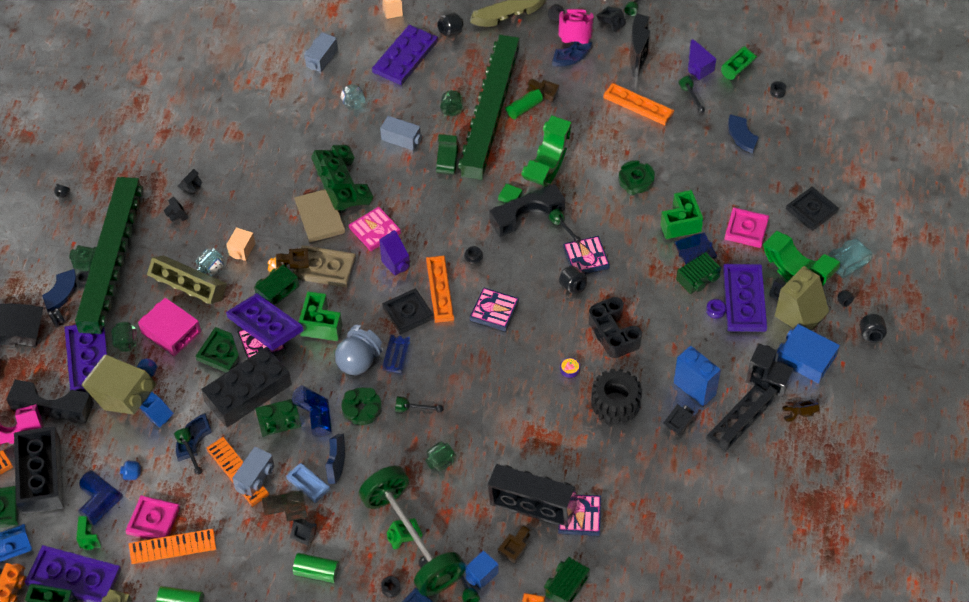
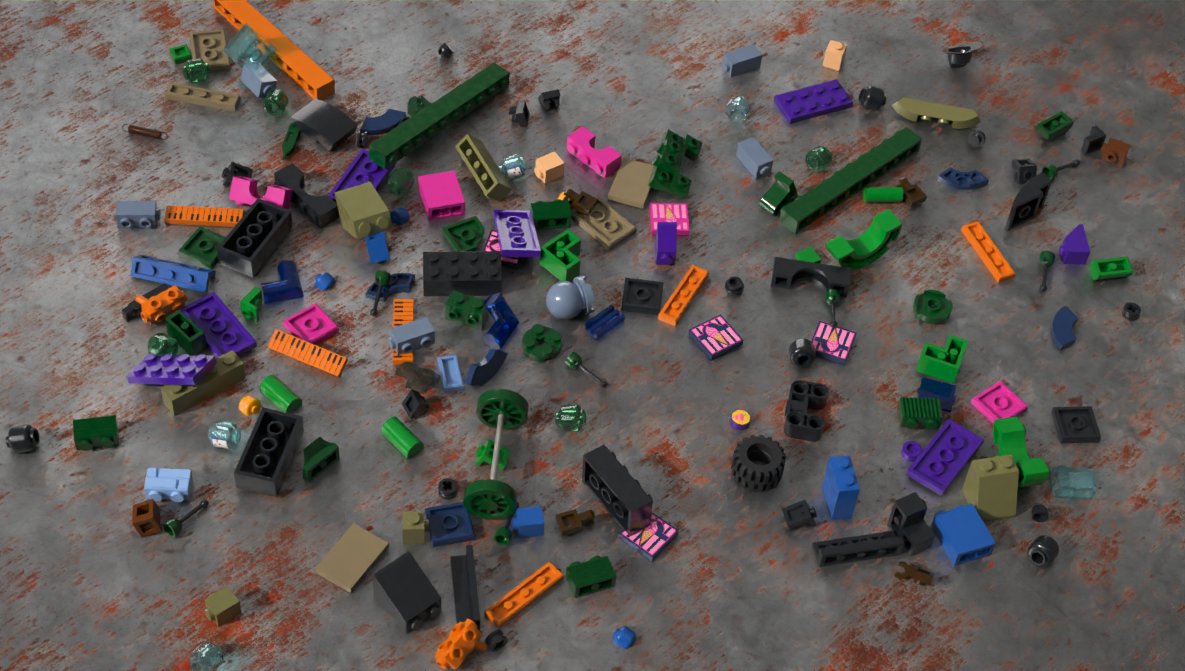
camera: 30 degrees right, 5 degrees down
(280, 211) = (602, 161): none -> dark pink arch
(576, 26) = (982, 156): dark pink brick -> none

